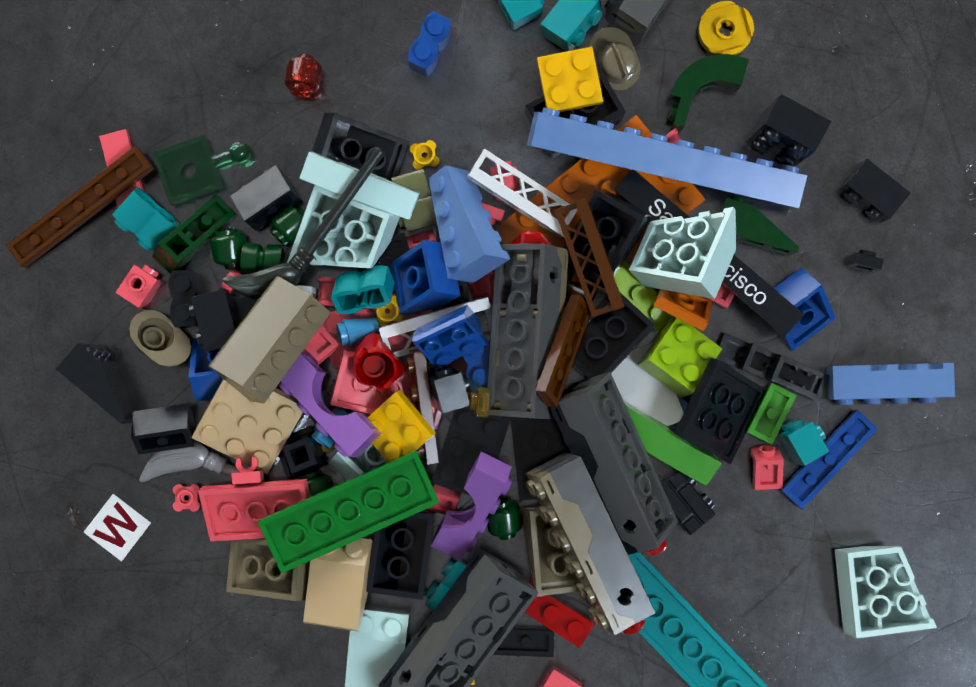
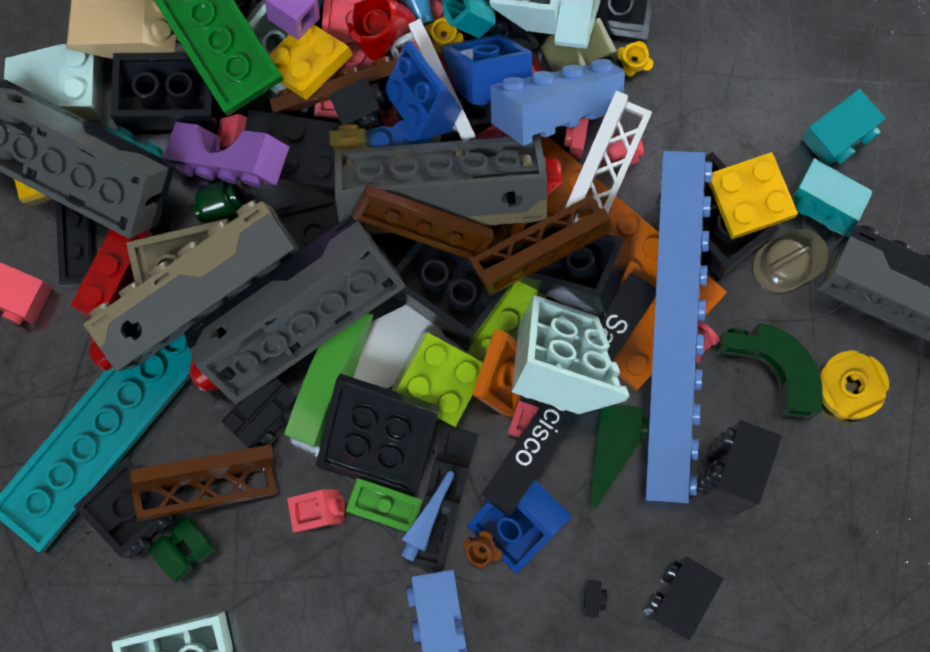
camera: 85 degrees right, 10 degrees down
(425, 50) = (769, 44): blue brick -> none
(728, 554) = (202, 469): none -> reddish brown fence
(748, 617) = (113, 516): none -> black plate
(785, 587) = (172, 557): none -> dark green wheel
(800, 388) = (419, 533): none -> medium blue piece
(802, 441) = (353, 543): teal brick -> none
(815, 342) = (476, 555): none -> dark orange plate
(842, 446) = (336, 587): blue plate -> none

